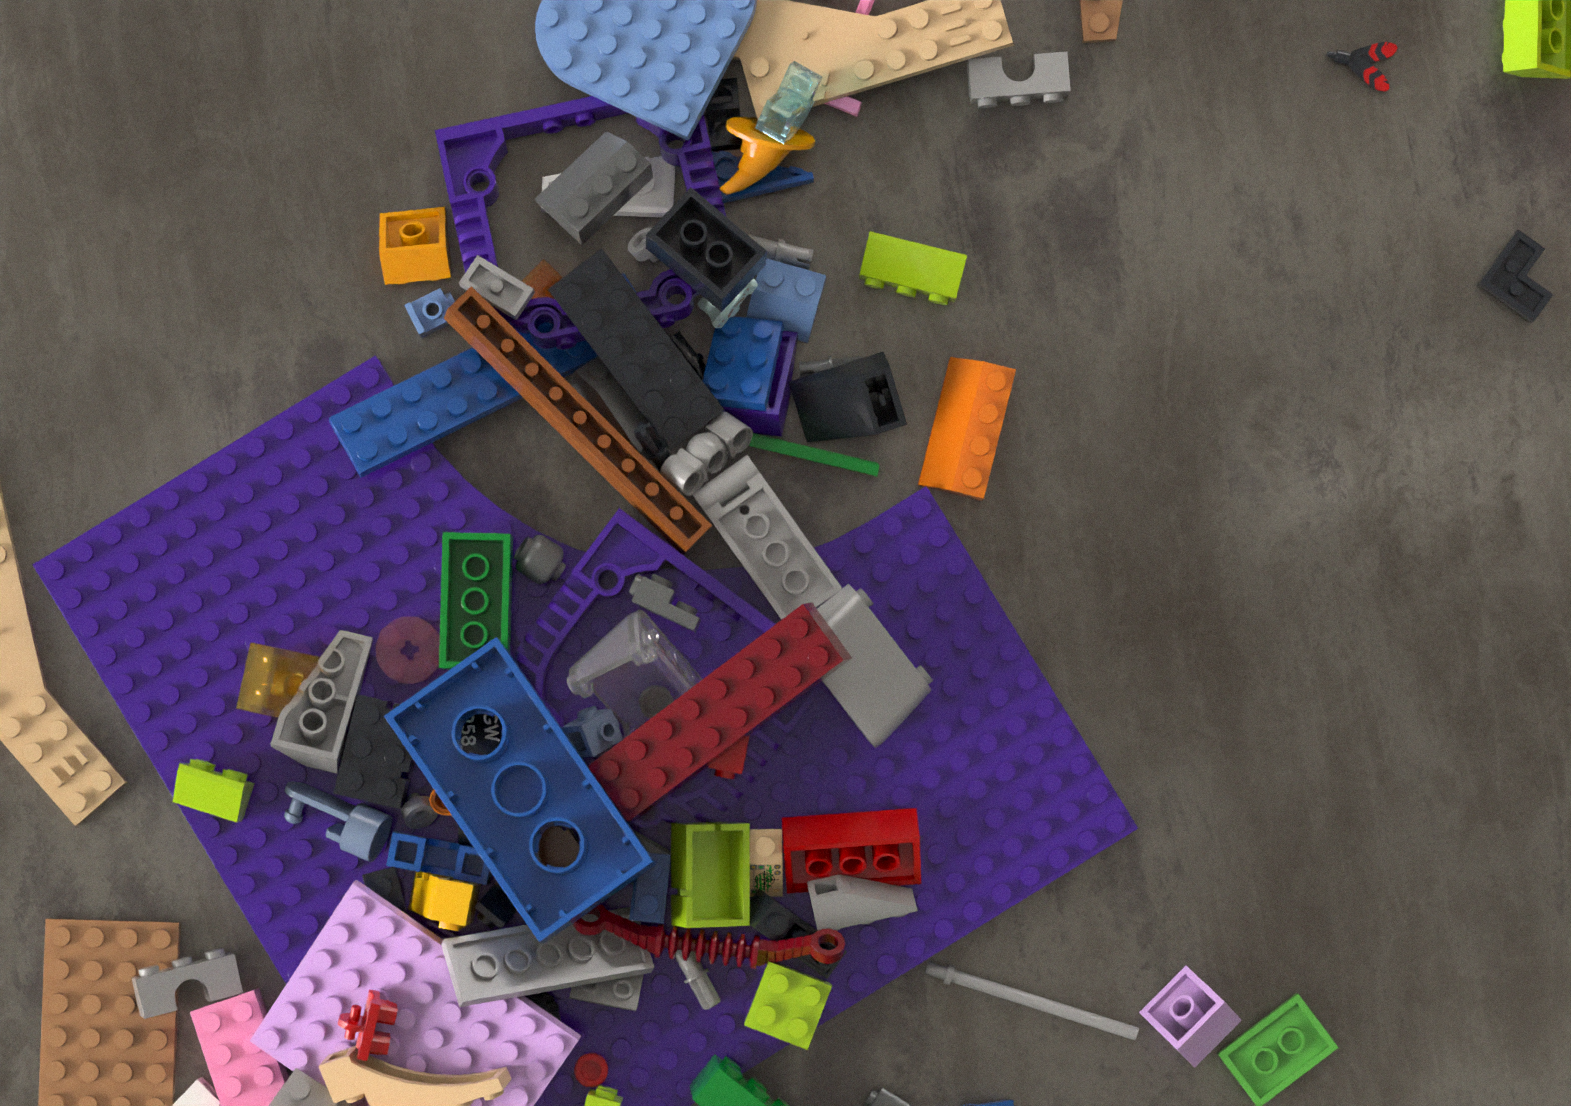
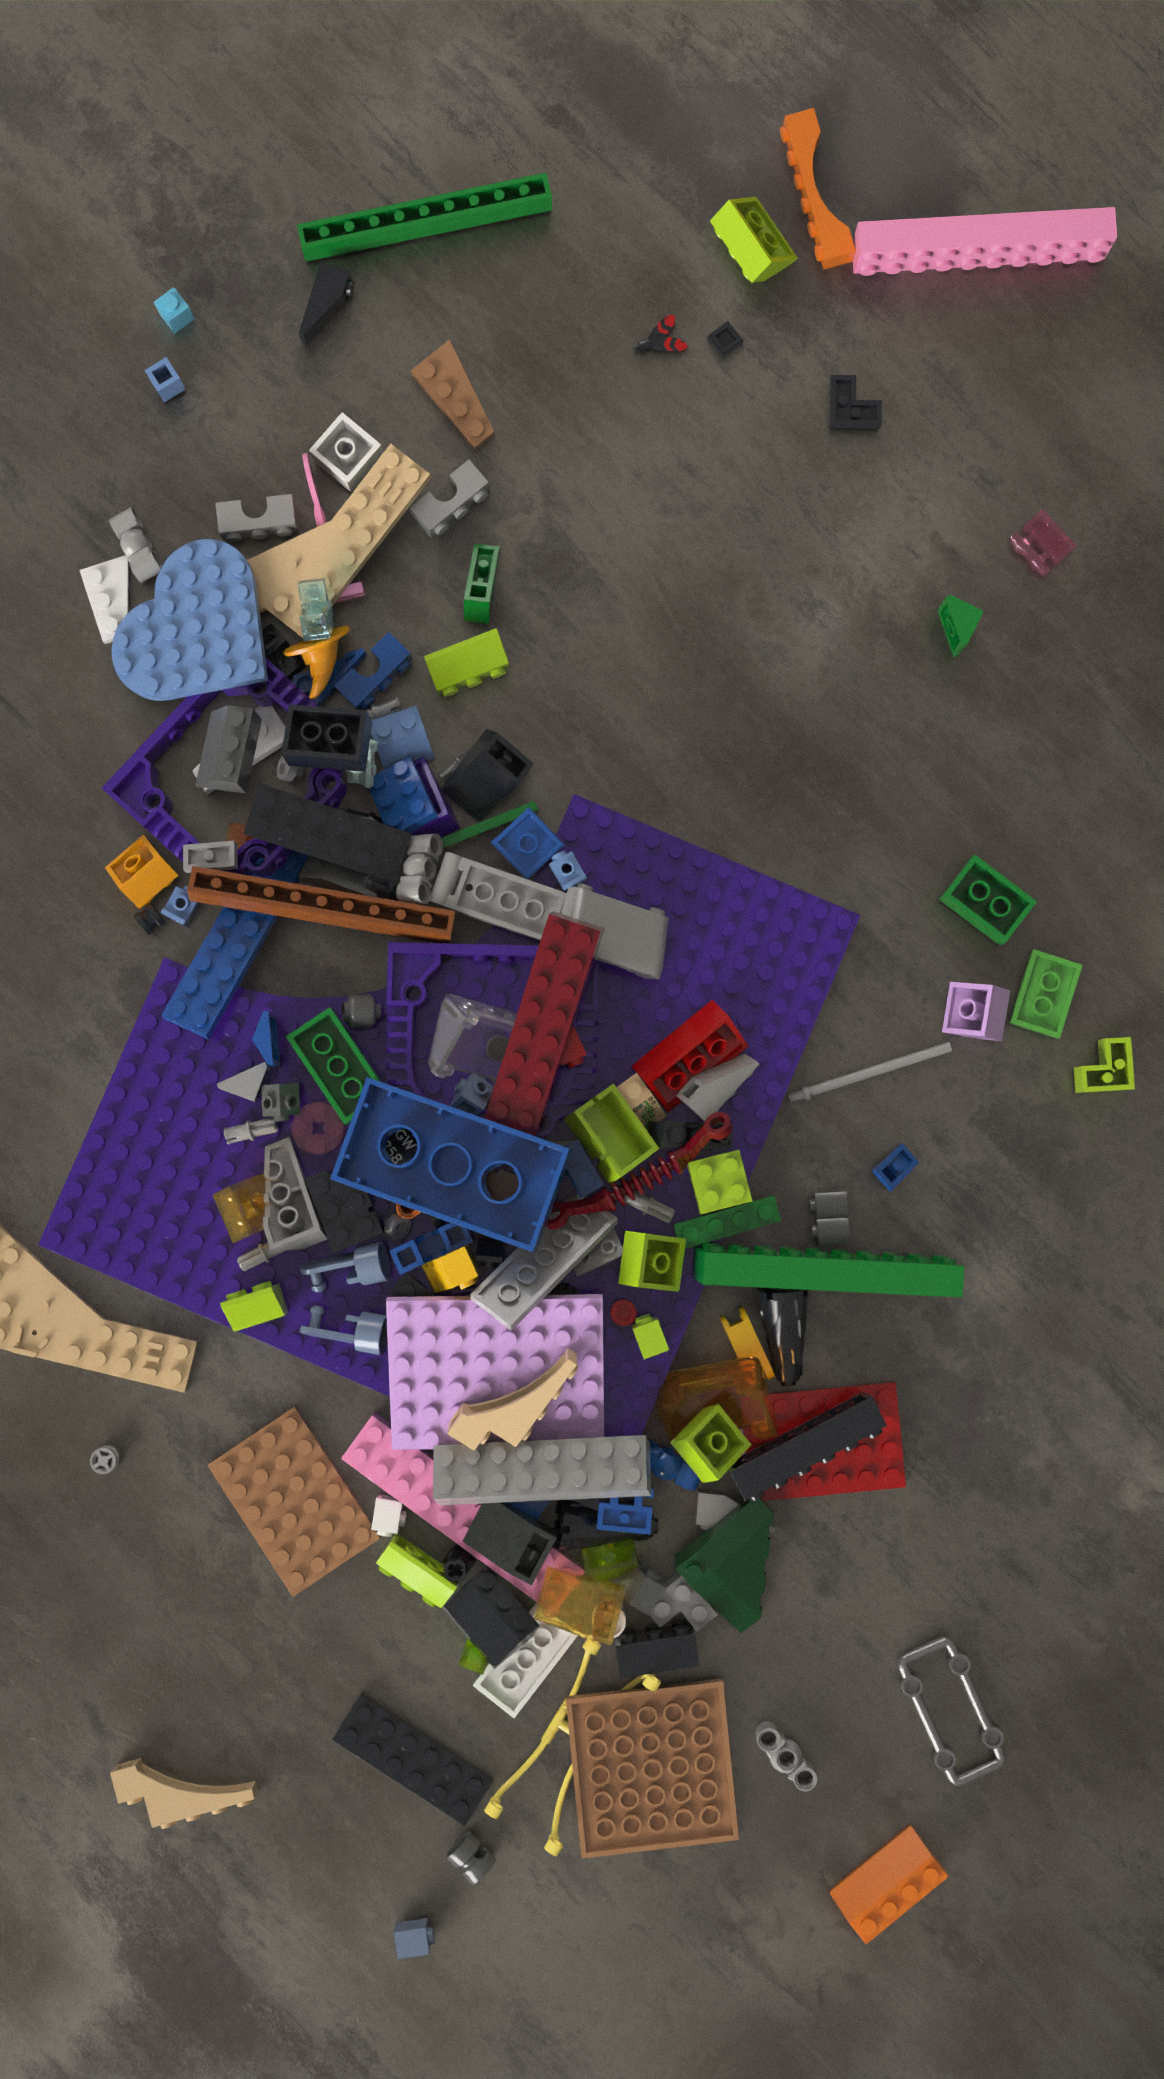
camera: 35 degrees left, 0 degrees up
(157, 988) = (309, 1458): light grey arch -> none
(250, 739) = (256, 1256): none -> light grey axle
(311, 904) = (369, 1333): none -> sand blue piece
(337, 602) = (250, 1130): none -> light grey axle
(369, 552) = (247, 1083): none -> light grey slope
(375, 1011) = (467, 1393): red hips -> none
(388, 301) = (149, 918): none -> black wheel
(390, 594) = (280, 1100): none -> dark grey brick
(421, 520) = (267, 1039): none -> blue slope
(657, 597) = (451, 979): dark grey plate -> none
(658, 1038) = (652, 1261): none -> lime brick
(766, 1052) = (728, 1221): none -> green plate
(780, 216) = (361, 690): none -> blue arch
(839, 506) = (527, 844): none -> blue plate
(860, 577) = (567, 879): none -> medium blue brick
(966, 427) = (573, 740): orange slope -> none
(987, 191) = (481, 583): none -> green slope
(1285, 907) = (987, 900): none -> green brick
(1433, 111) = (725, 339): none -> black tile
(1465, 591) = (958, 621): none -> green slope

